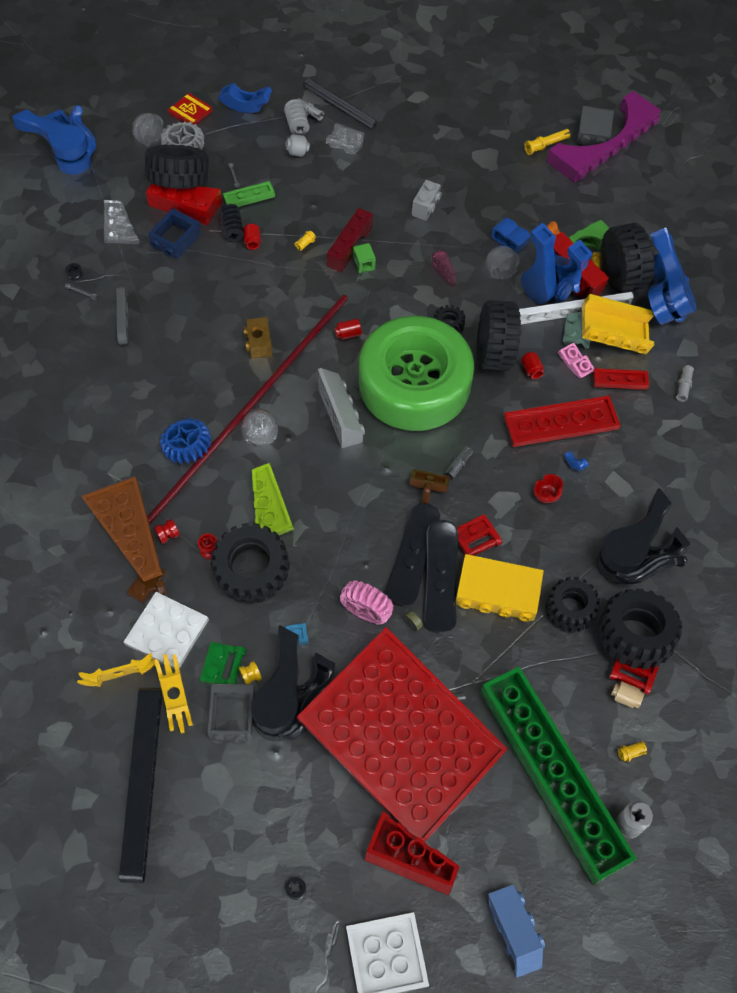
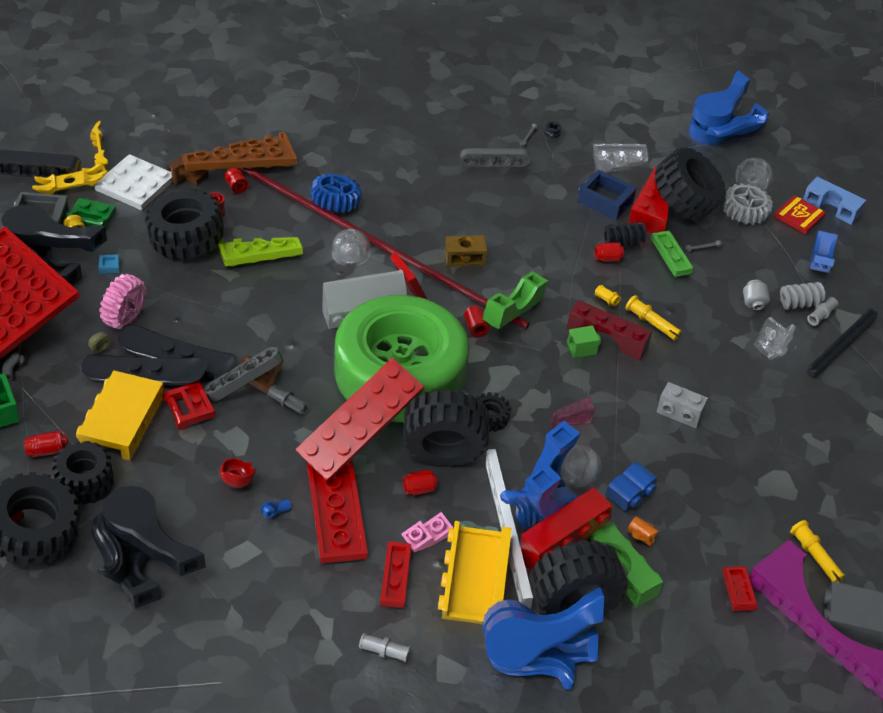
camera: 90 degrees right, 15 degrees down
(180, 77) = (823, 192): none -> medium blue arch
(306, 375) = (410, 279): none -> red tile
(315, 290) = (504, 309): none -> bright green arch
(325, 216) = (646, 313): none -> yellow pin
(442, 493) = (243, 374): none -> dark grey beam
(501, 391) = (359, 419): none -> plate
(542, 644) = (45, 444): none -> red head
(587, 184) = (739, 588): none -> red plate

